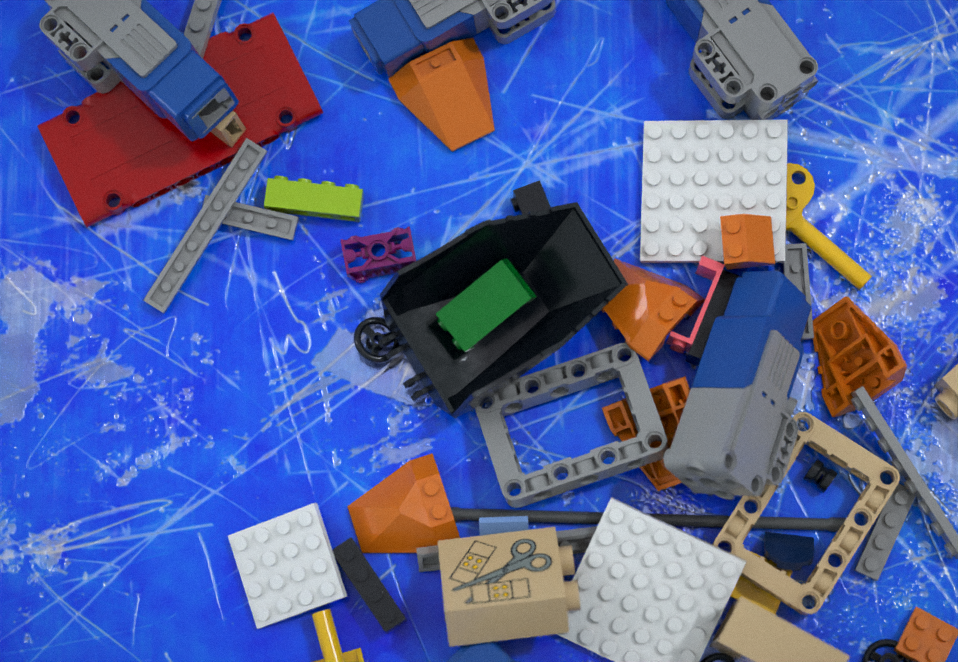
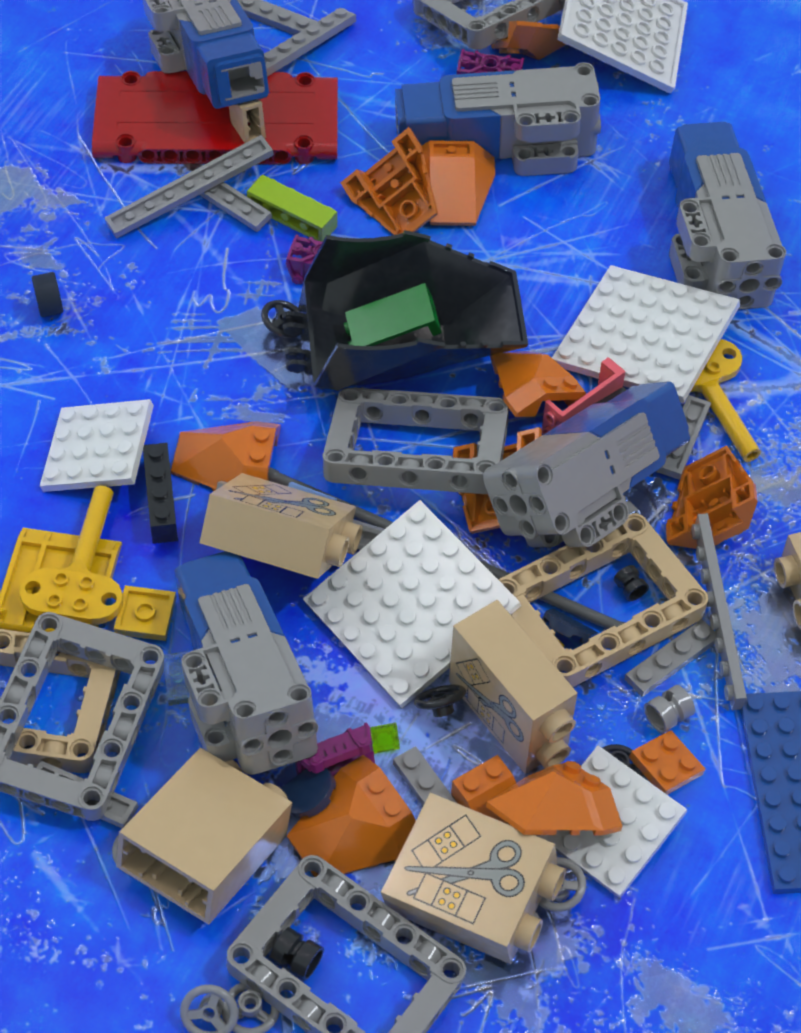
camera: 20 degrees right, 25 degrees down
(145, 421) = (47, 294): none -> black wheel
(403, 134) = (396, 187): none -> orange wedge
(747, 241) = (654, 361): orange slope -> none
(908, 588) = (669, 708): none -> light grey wheel

